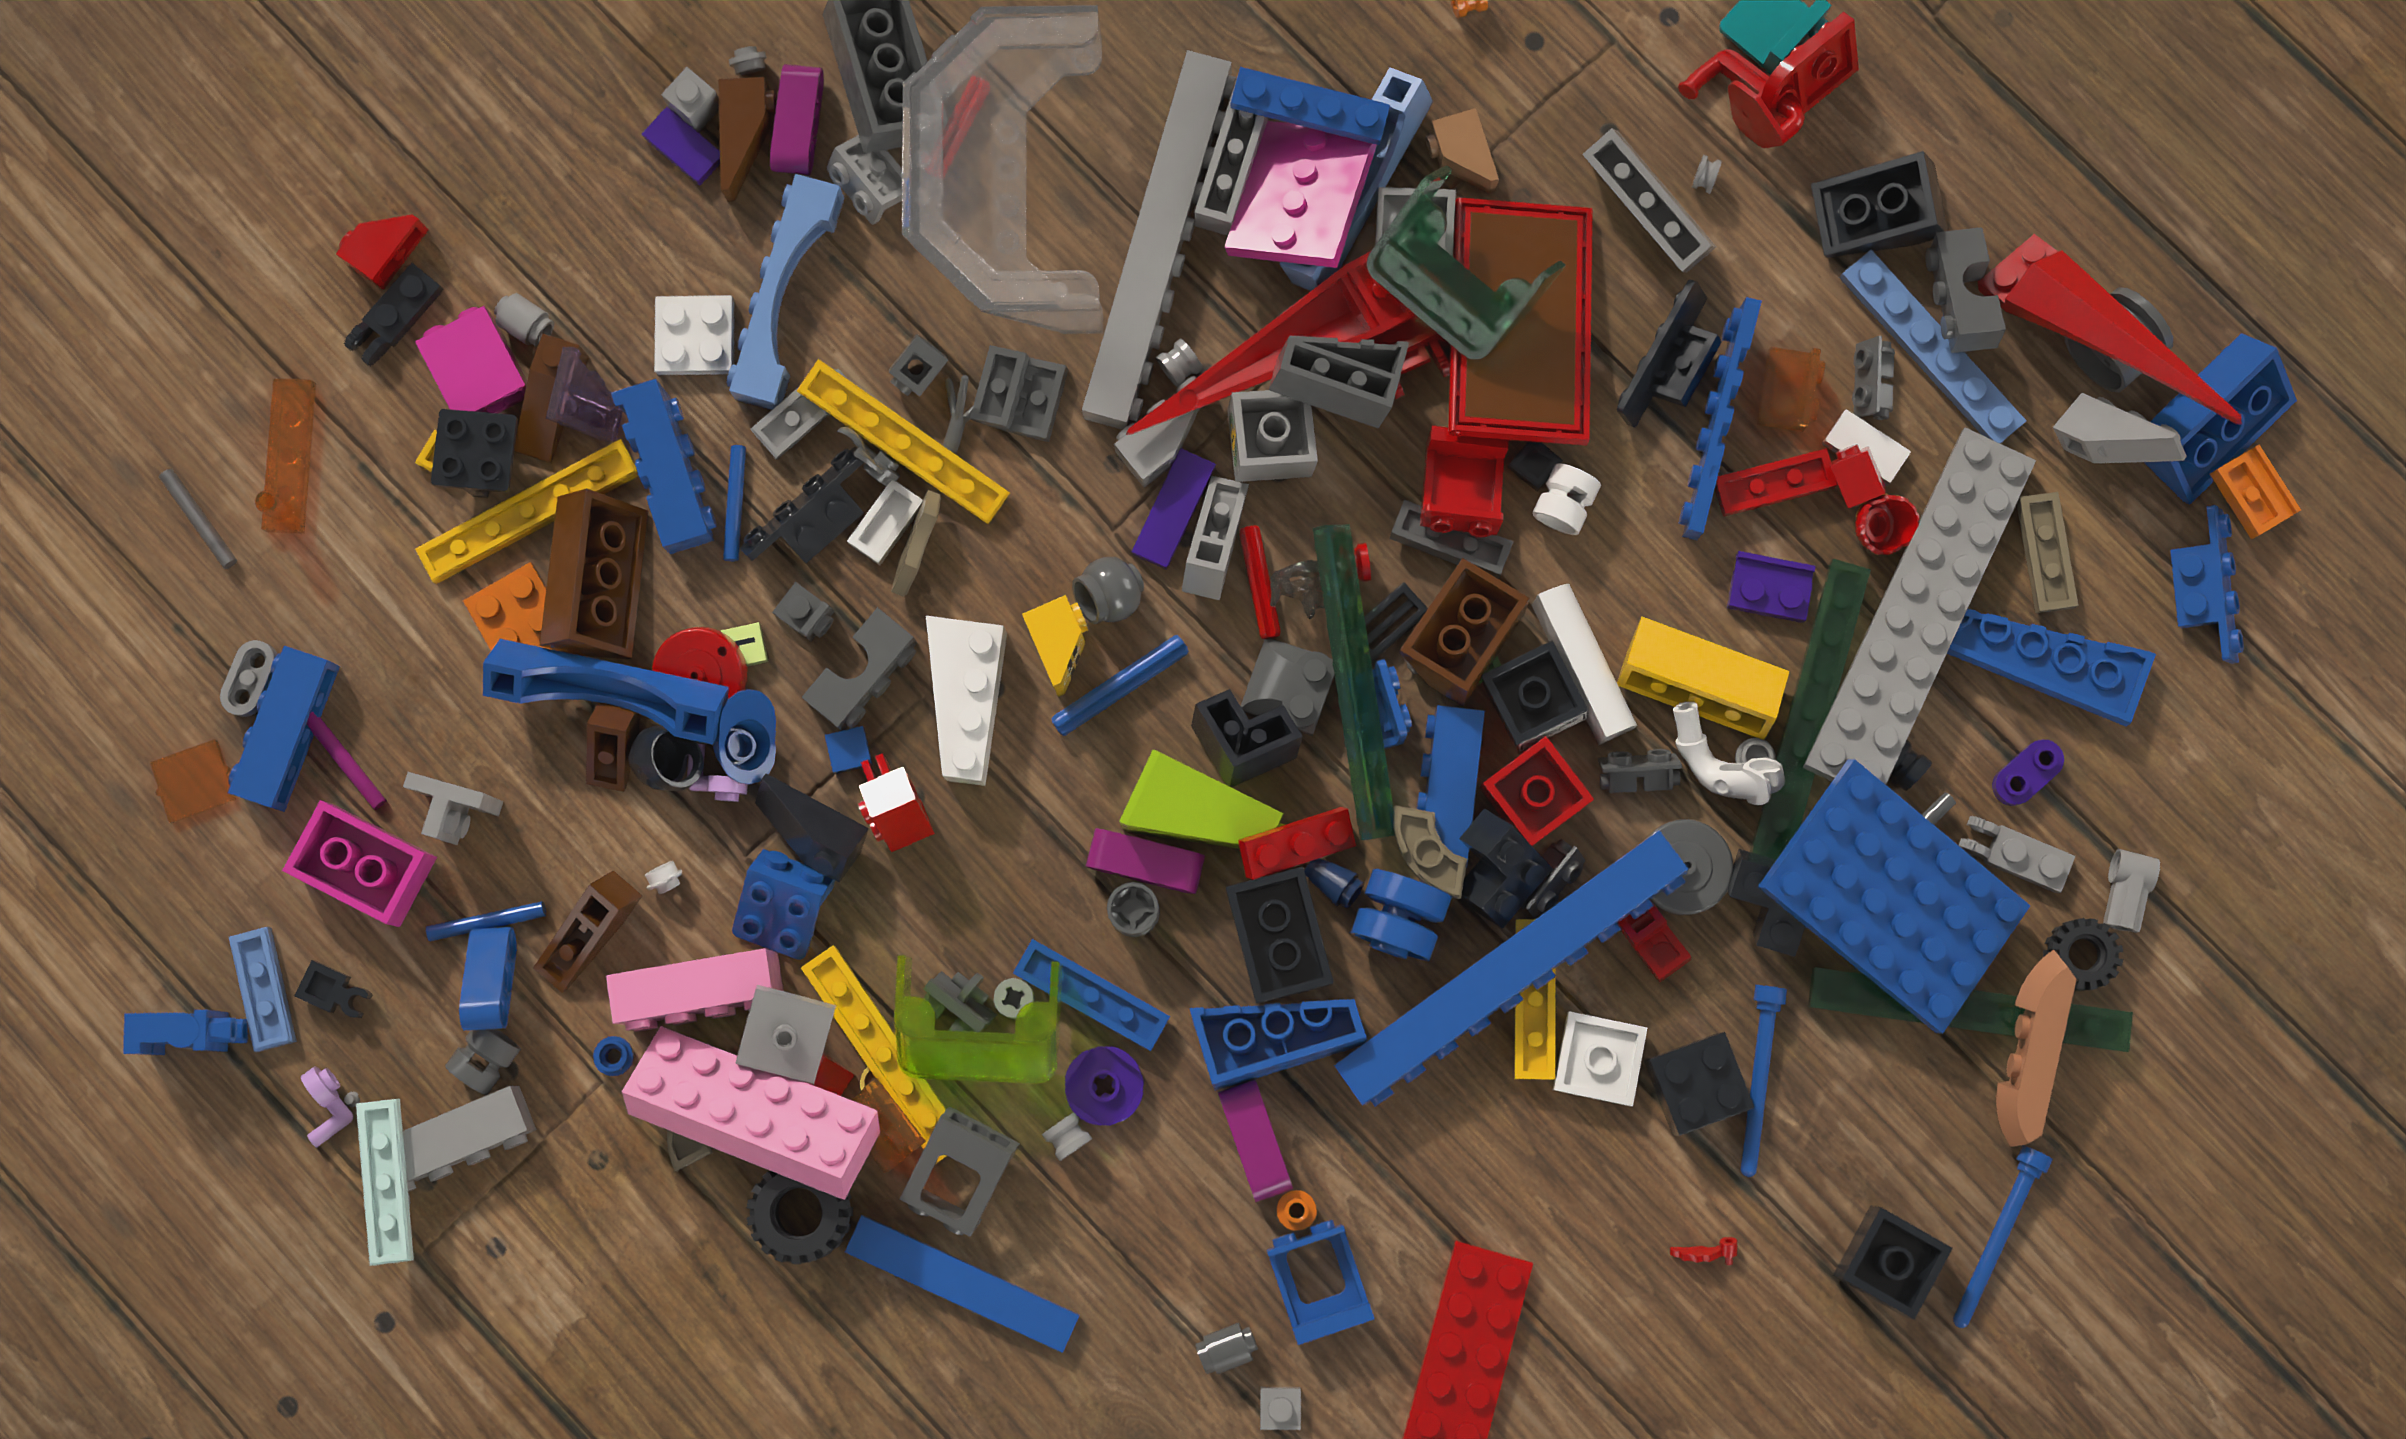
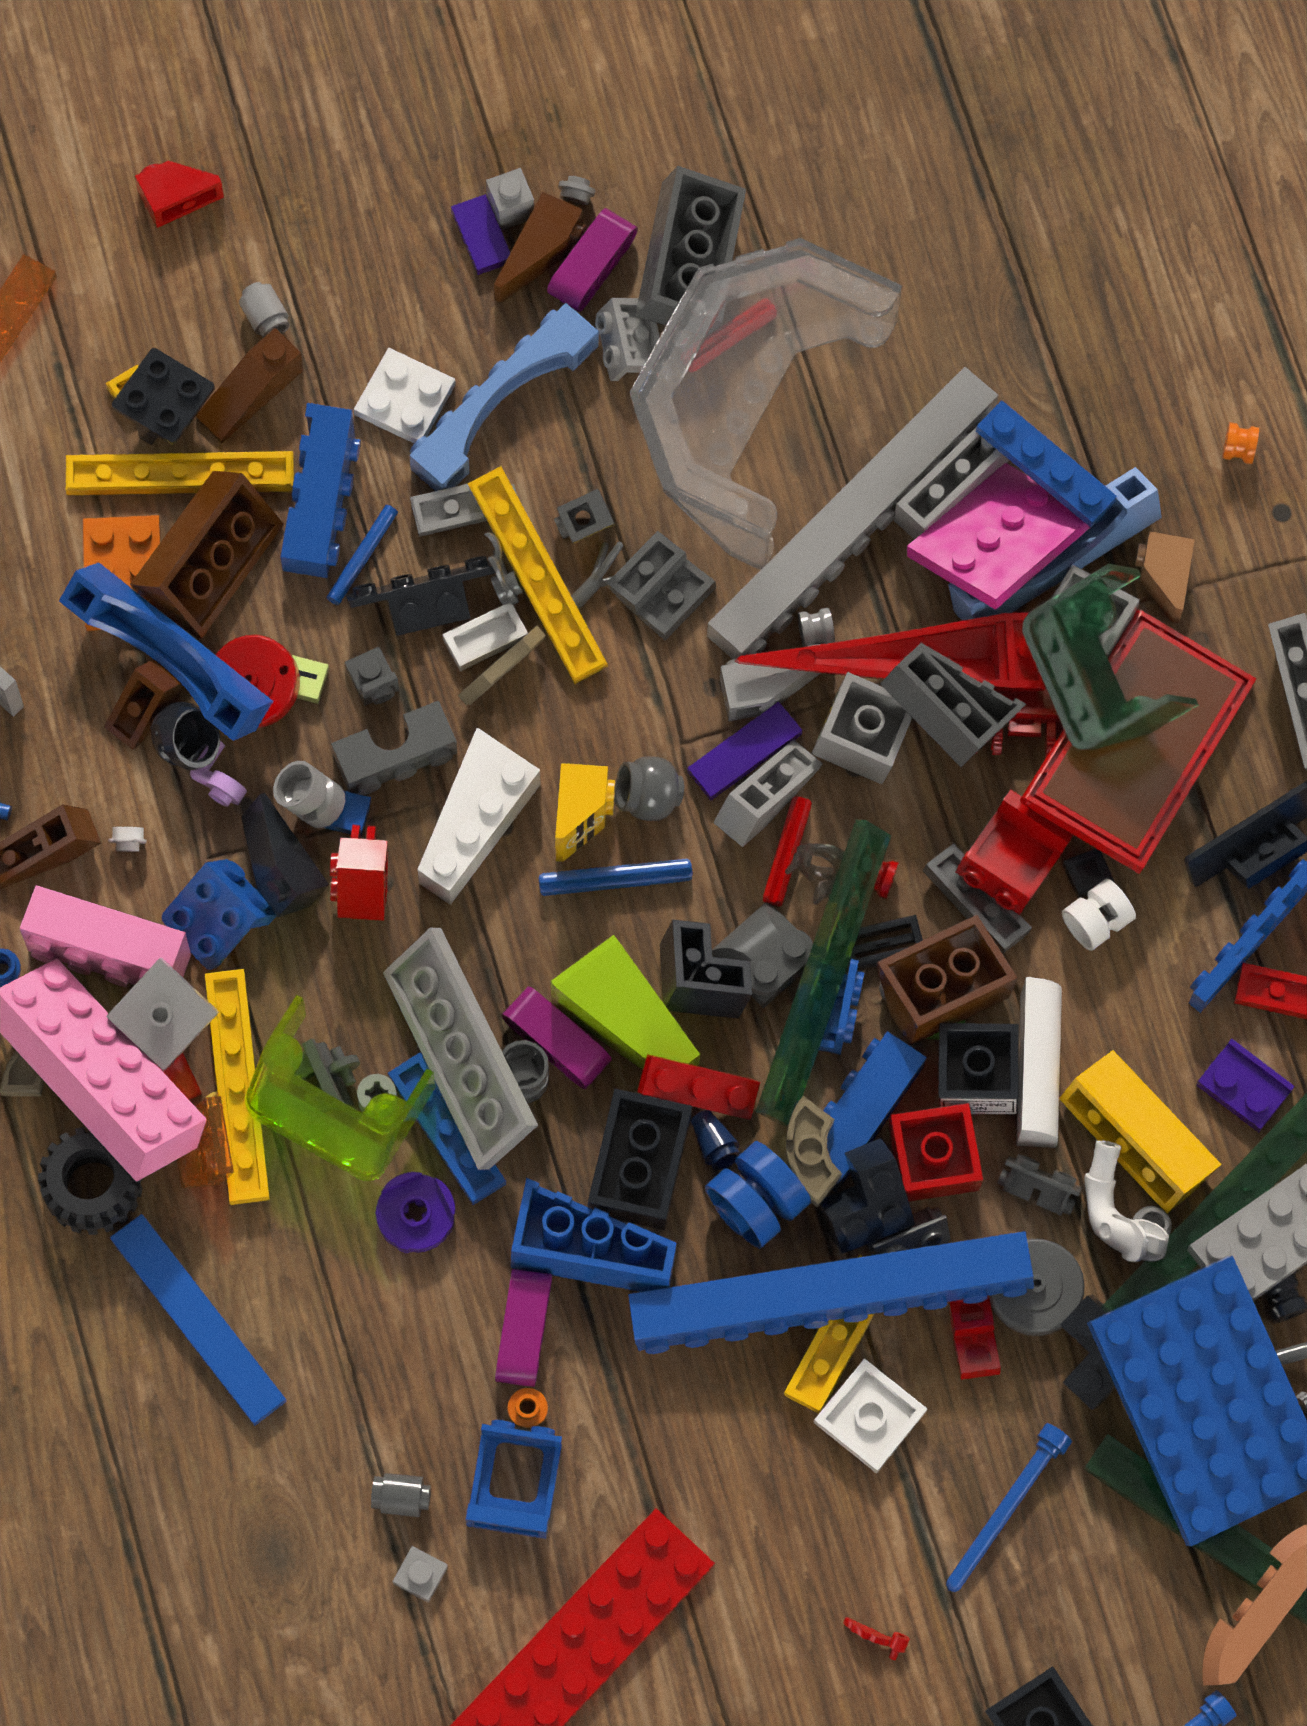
camera: 20 degrees right, 10 degrees down
(394, 313) = (156, 251): black hinge -> none
(473, 363) = (202, 324): dark pink brick -> none
(583, 400) = (279, 401): clear purple wing -> none
(746, 736) = (264, 750): blue piece -> none
(806, 755) = (309, 794): none -> light grey wheel
(971, 1145) = (272, 1198): dark grey window -> none
(1066, 1136) = (358, 1238): light grey wheel -> none
(1068, 921) = (460, 1049): none -> light grey plate
(1699, 1084) = (947, 1481): black brick -> none

